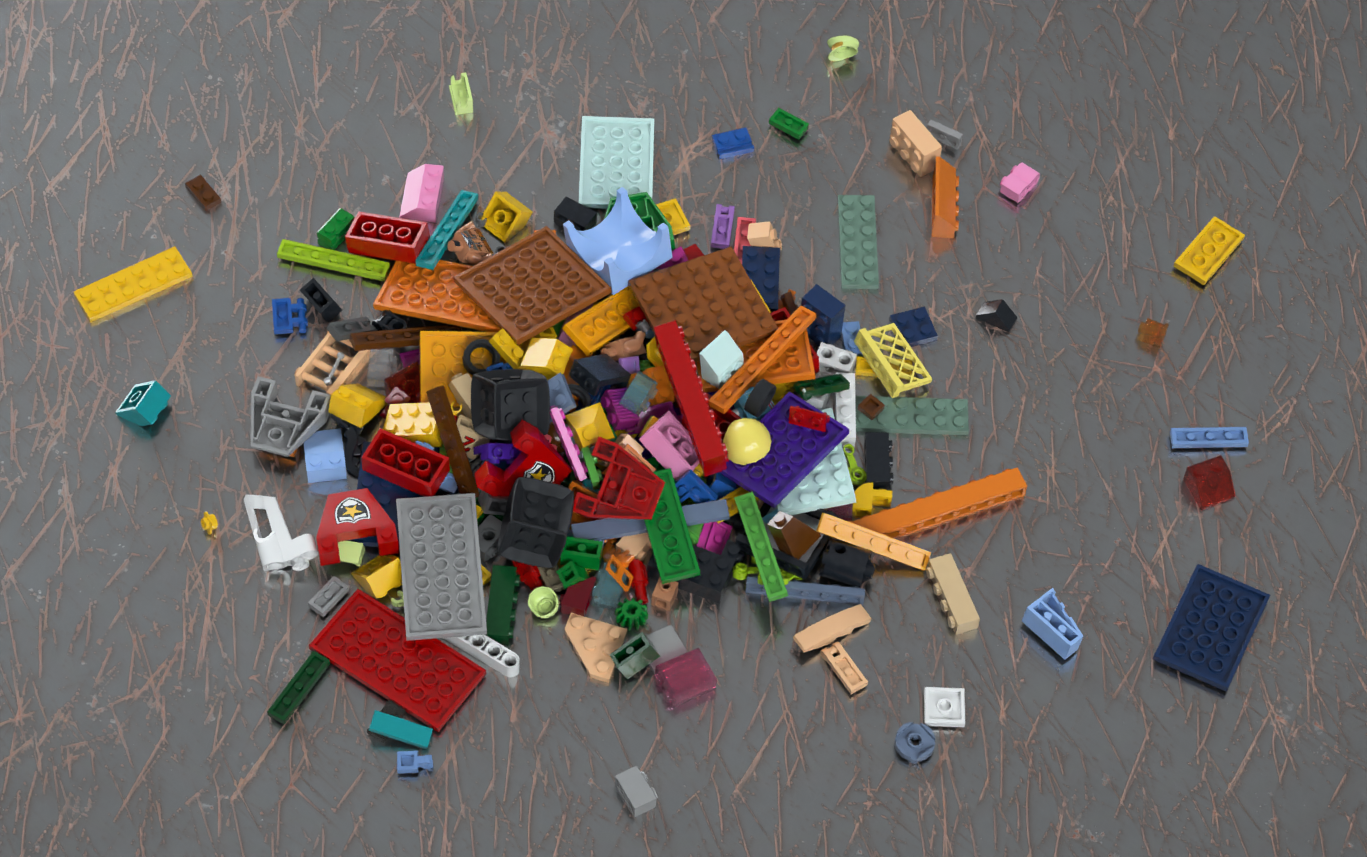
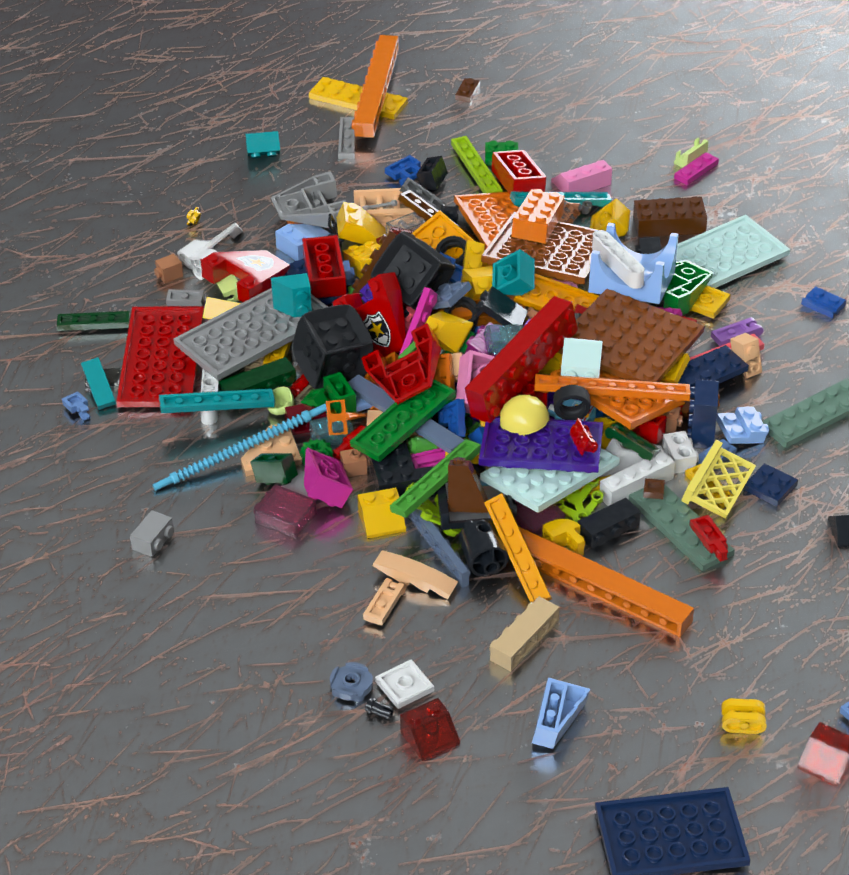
camera: 60 degrees right, 15 degrees down
(144, 259) = (375, 86): none -> orange brick
(190, 330) = (346, 139): none -> light grey tile
(274, 585) = (168, 268): none -> nougat brick
(445, 510) = (292, 294): none -> teal slope
(481, 105) = (696, 168): none -> dark pink plate
(491, 265) = (538, 216): none -> orange brick
(518, 650) = (216, 400): none -> teal plate
(538, 169) = (670, 216): none -> reddish brown brick
(573, 335) = (514, 274): none -> teal slope
(573, 735) = (201, 465): none -> medium azure hose
(618, 248) = (618, 259): none -> white beam
(677, 624) = (326, 479): none -> dark pink slope
(743, 610) = (376, 513): none -> yellow slope
(847, 294) = (743, 426): none -> light blue plate
(951, 405) = (710, 536): none -> red hinge
(958, 739) = (379, 708): none -> black pin
(1005, 718) = (429, 729): none -> clear red slope
(1127, 509) = (743, 716): none -> yellow brick

